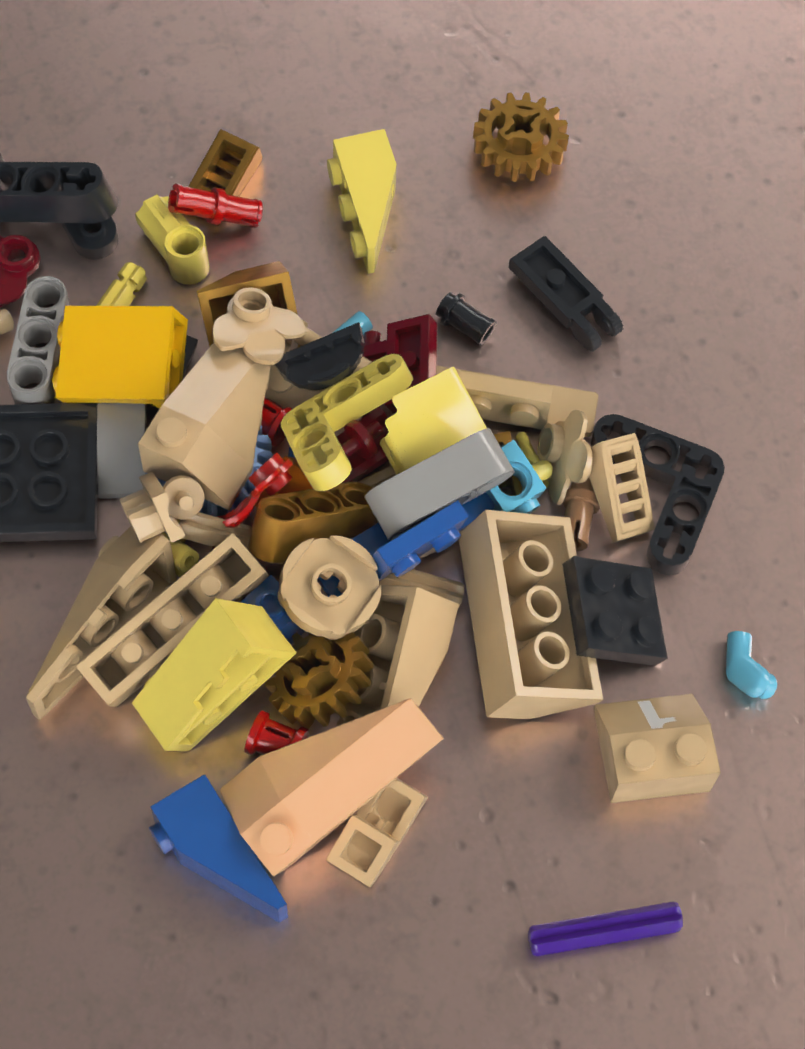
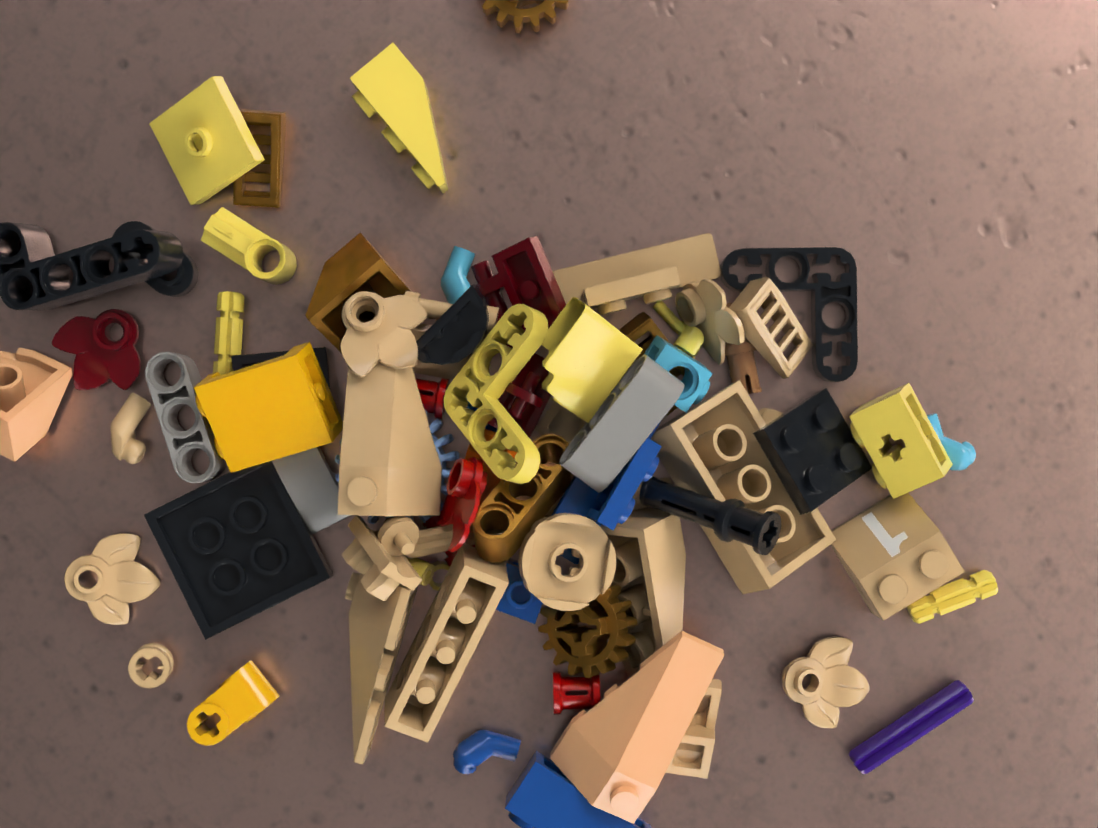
camera: 20 degrees left, 25 degrees up
(150, 753) = (482, 746): none -> blue arm
(183, 143) = (206, 140): none -> light yellow plate
(211, 673) = (503, 676): light yellow wedge -> none
(215, 206) = (272, 199): red pin -> none
(451, 582) = (727, 518): none -> black pin
(465, 318) = (556, 207): black pin -> none
(541, 848) = (831, 683): none -> tan plate
(565, 292) = (634, 135): black hinge -> none
(700, 815) = (953, 596): none -> light yellow axle
(708, 616) = (900, 417): none -> light yellow brick

